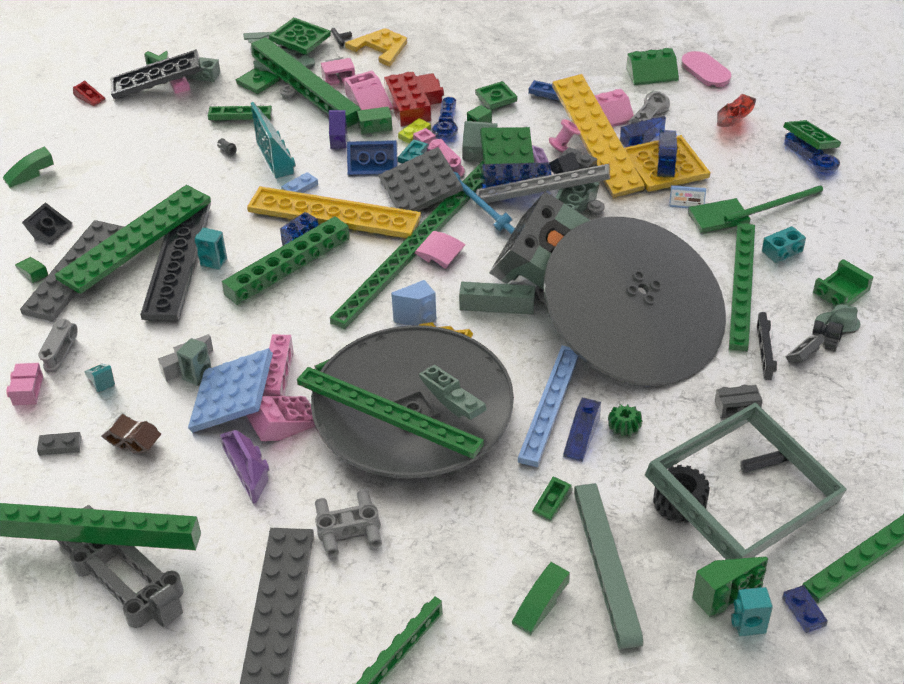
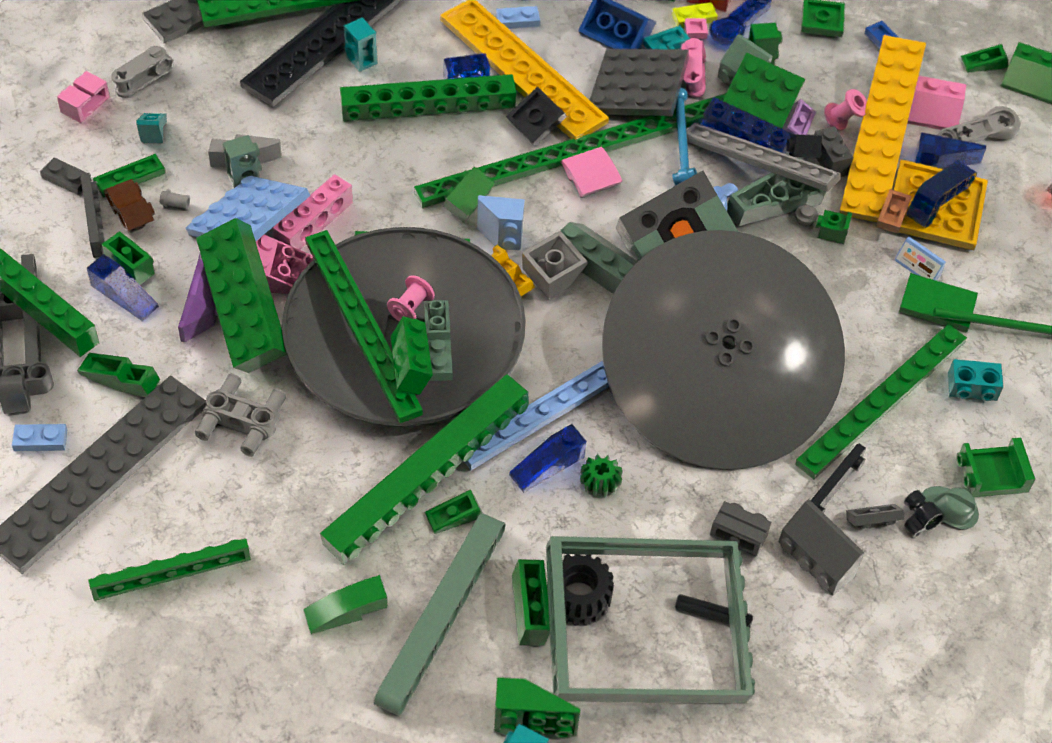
camera: 30 degrees right, 10 degrees up
(104, 454) = (94, 222): none -> dark grey plate
(119, 405) = (139, 171): none -> green tile
(162, 414) = (168, 198): none -> light grey pin
(167, 468) = (129, 256): none -> green brick
(171, 490) = (120, 287): none -> clear blue slope
(207, 627) = (39, 437): none -> light blue plate
(230, 548) = (119, 374): none -> green slope
(284, 440) = (241, 295): none -> green brick
(373, 234) = (536, 116): none -> black plate
(375, 301) = (464, 198): none -> green brick
(409, 370) = (417, 291): none -> bright pink hose
(446, 408) = (411, 355): none -> green brick
(474, 312) = (553, 264): none -> light grey slope
(513, 483) = (424, 469): none -> green brick
(613, 73) = (986, 59): none -> green slope
(619, 204) = (833, 226): none -> green brick
(649, 176) = (893, 211): none -> nougat plate
(661, 519) = (531, 602): none -> green brick
(798, 381) = (821, 548): none -> dark grey slope

